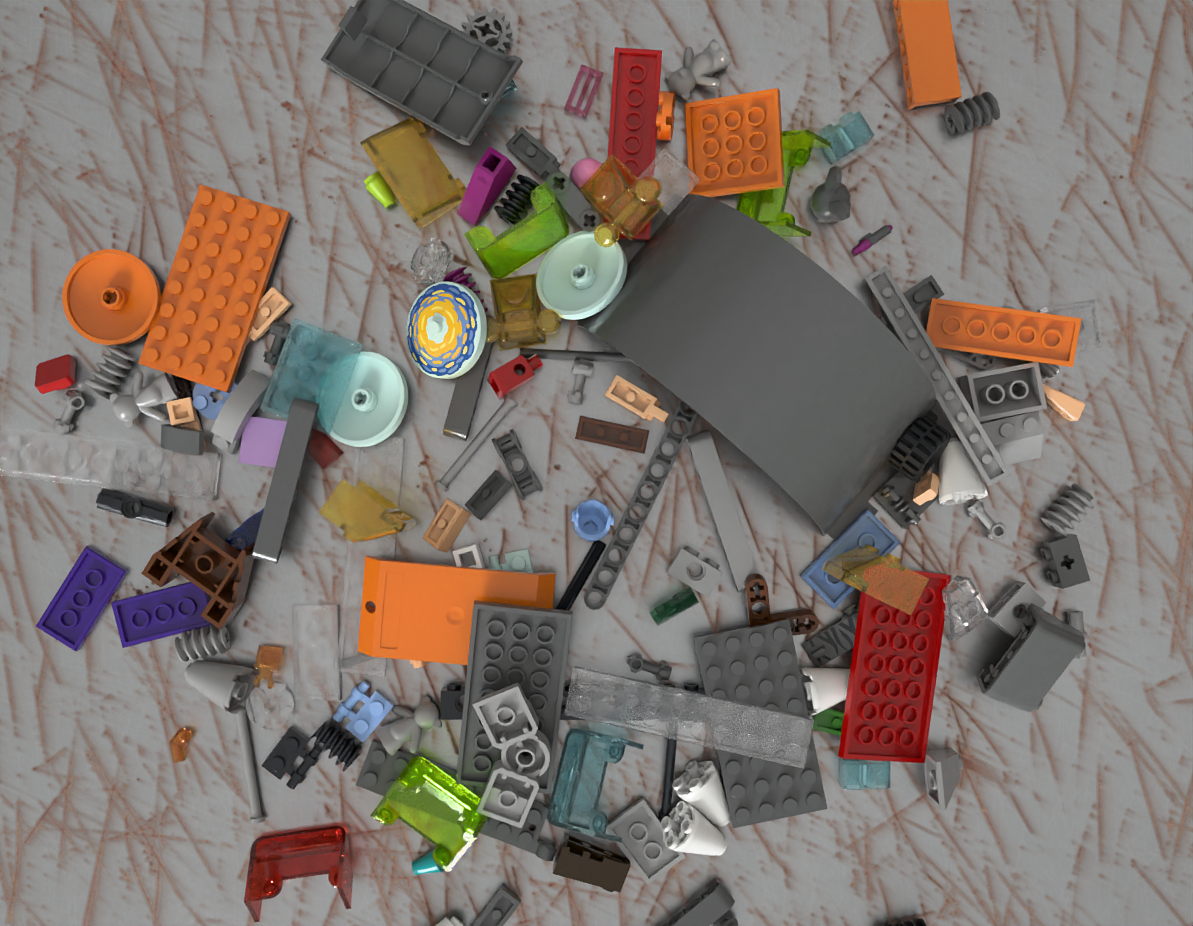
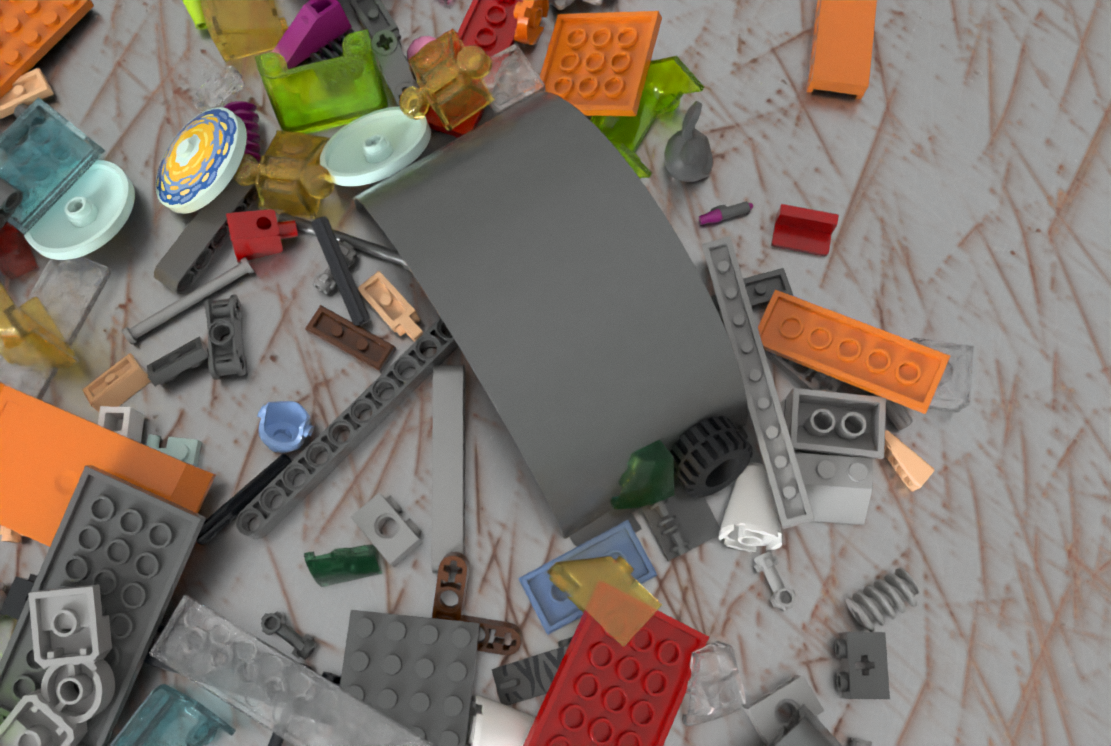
camera: 25 degrees right, 15 degrees down
(588, 385) = (340, 271): none -> black axle
(846, 136) = (726, 95): clear light blue brick -> none
(879, 480) = (646, 478): none -> clear green slope
(926, 488) = (708, 512): light nougat plate -> none
(938, 237) = (803, 230): none -> red panel
(971, 110) = (877, 107): dark grey piece -> none

